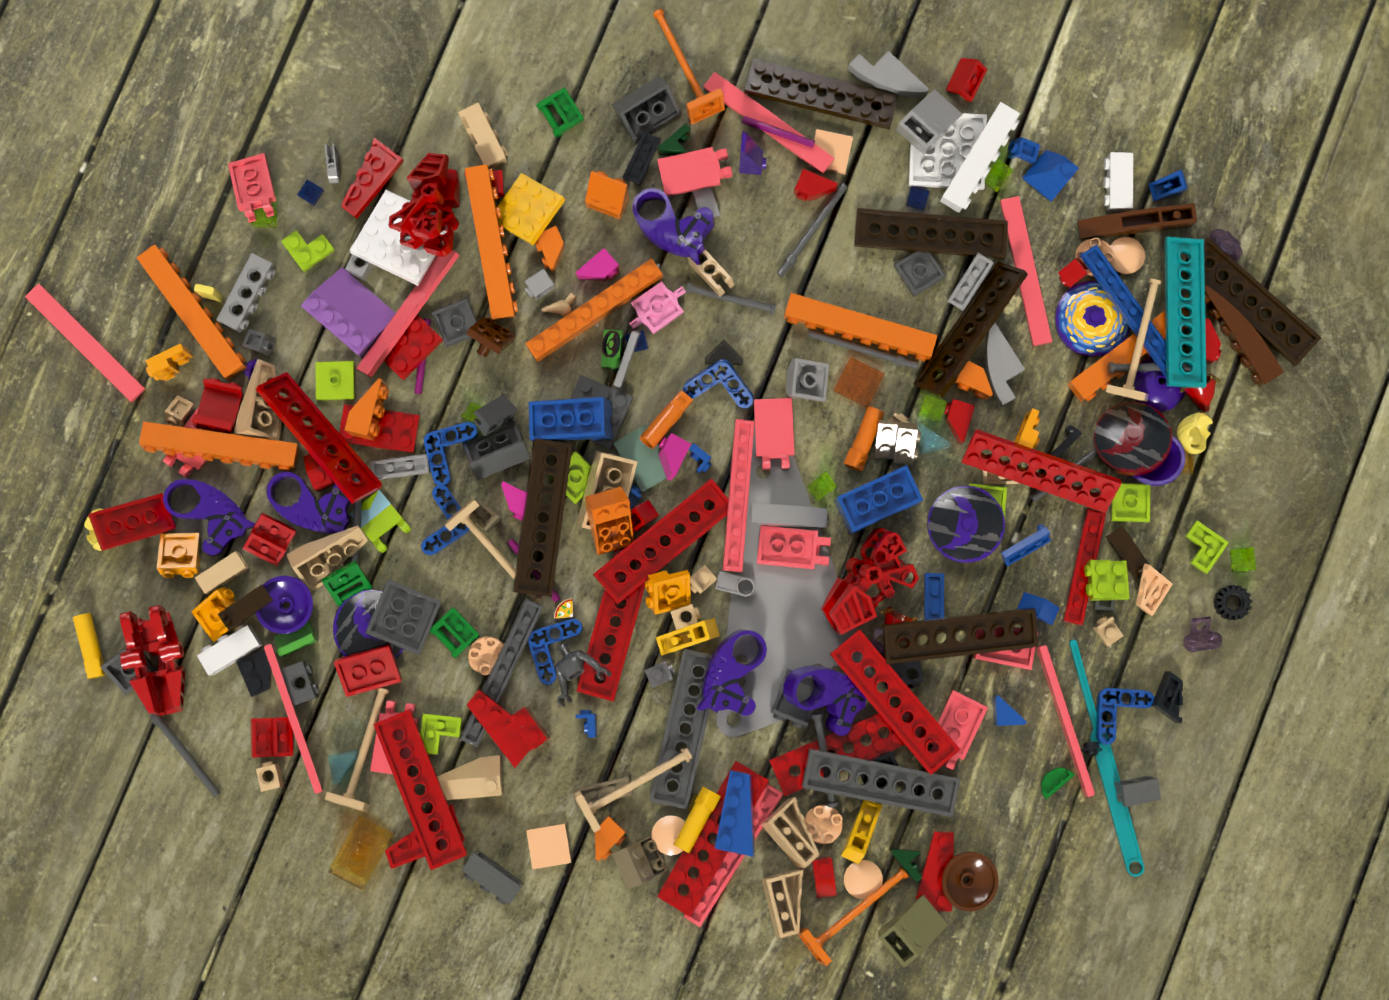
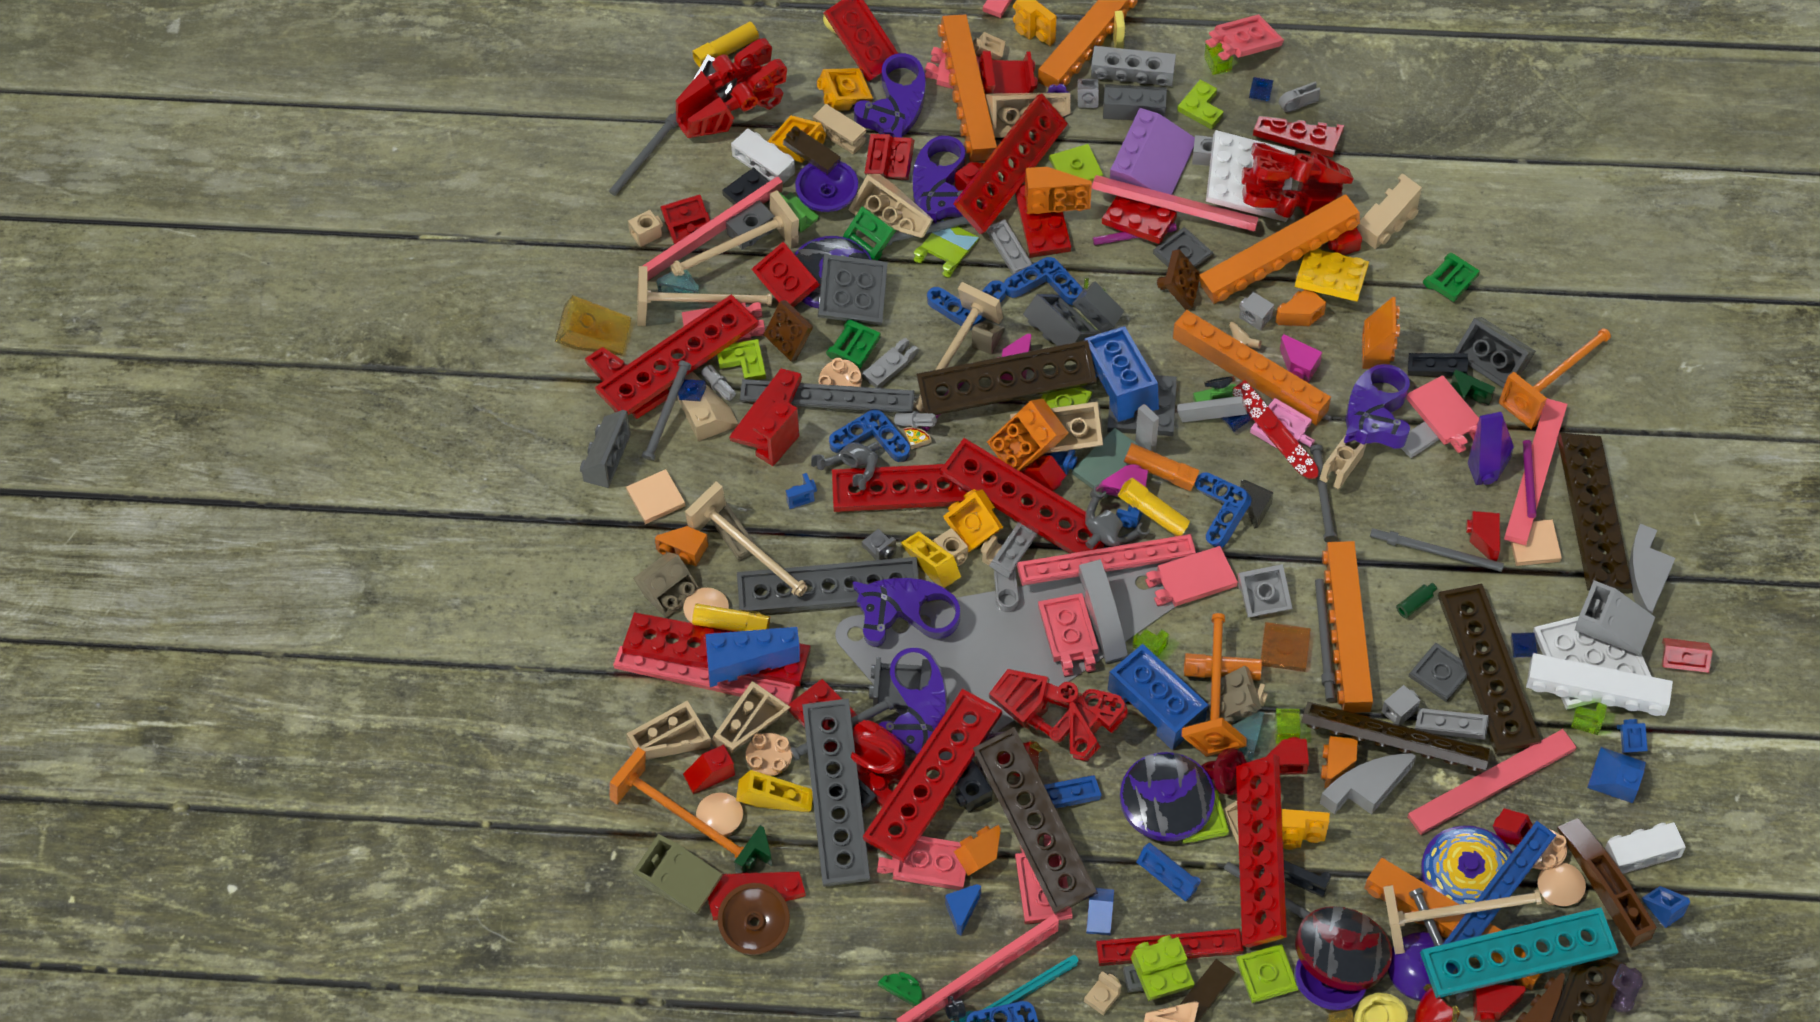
camera: 75 degrees right, 25 degrees down
(283, 305) = (1124, 101): none -> dark grey slope
(309, 656) = (784, 221): none -> tan tile
(426, 685) = (793, 329): none -> reddish brown plate
(455, 760) = (718, 383): none -> light grey axle
(461, 787) = (692, 390): none -> clear blue plate
(472, 814) = (683, 368): none -> dark grey bar
(484, 609) = (890, 364): none -> light grey hinge
(552, 605) = (915, 419): none -> light grey axle
(636, 420) = (1147, 428): none -> light grey tile
(664, 314) = (1276, 431): none -> red piece
(705, 568) = (1013, 549): none -> light grey tile
(708, 441) = (1156, 509): none -> yellow piece
(712, 486) = (1107, 525): none -> dark grey piece
(852, 264) = (1416, 600): none -> dark green cylinder
(860, 738) = (877, 748): none -> red hair
(930, 469) = (1217, 733): none -> orange tile
(942, 313) = (1401, 705): none -> light grey brick
(960, 471) = (1224, 770): none -> dark red tile
(964, 684) = (979, 851): none -> orange slope

